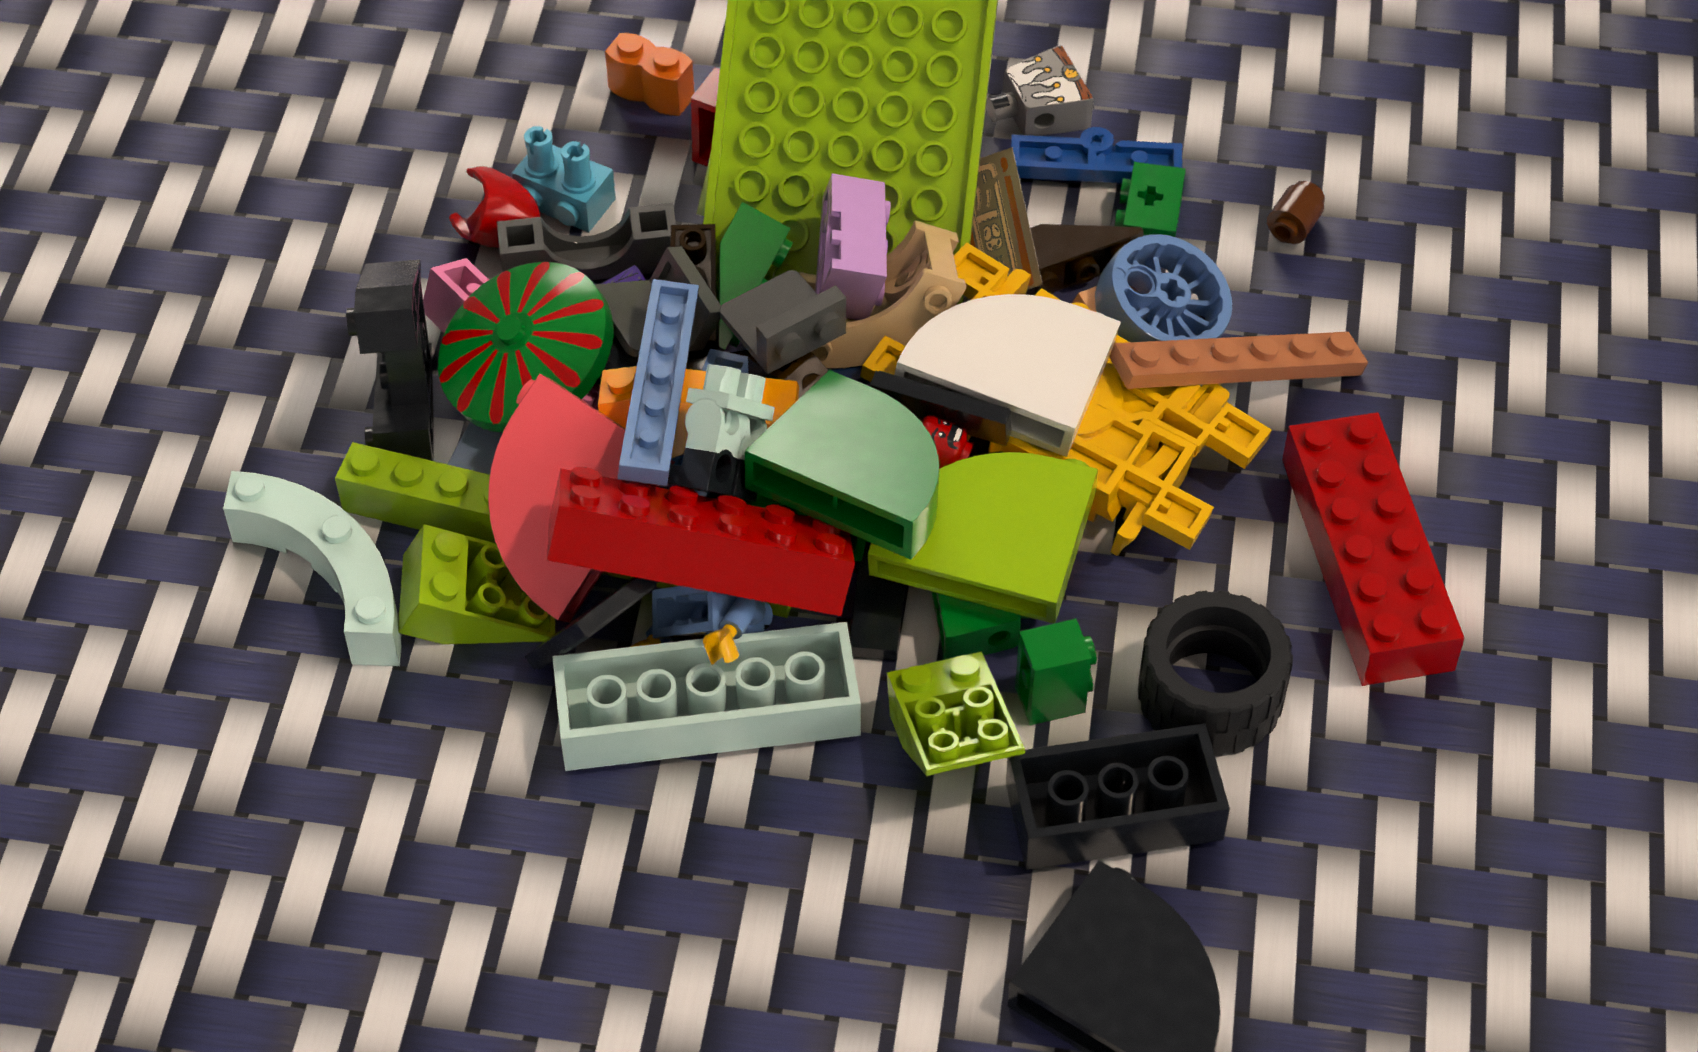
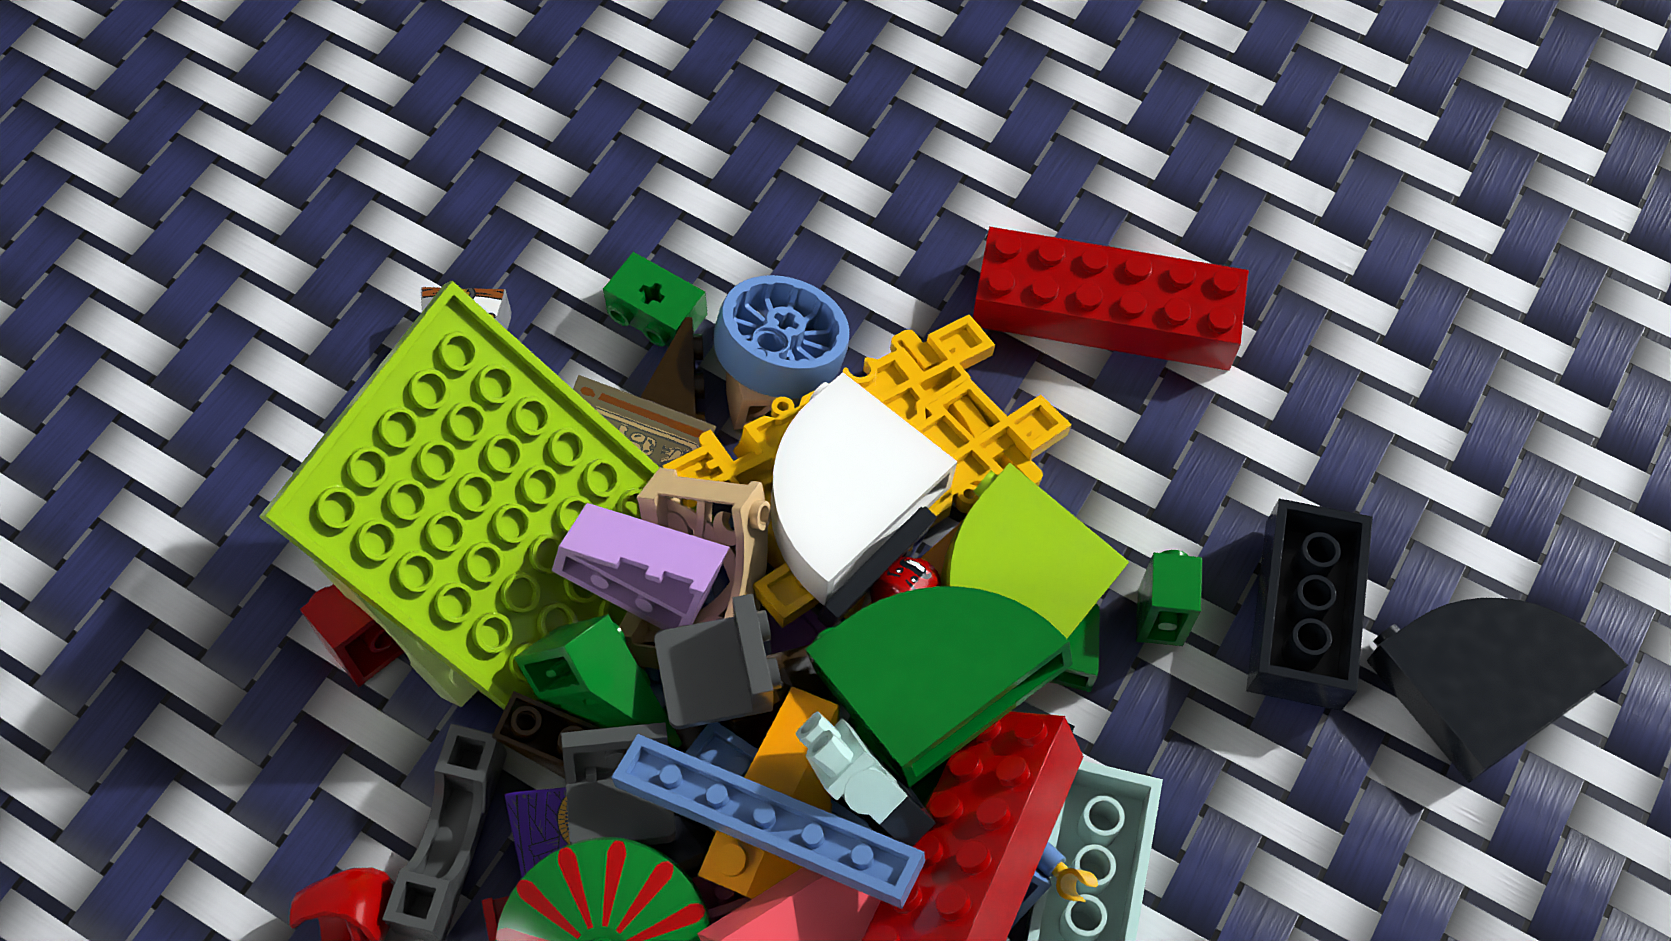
camera: 70 degrees left, 10 degrees up
(565, 180) = (337, 829): medium azure brick -> none
(649, 74) = (218, 689): orange brick -> none
(951, 714) = (1201, 706): lime slope -> none
(1088, 157) = (565, 321): blue hinge -> none
(1226, 627) = (1224, 427): black tyre -> none
(1237, 359) = (881, 306): nougat plate -> none
(1296, 212) = (714, 192): reddish brown brick -> none

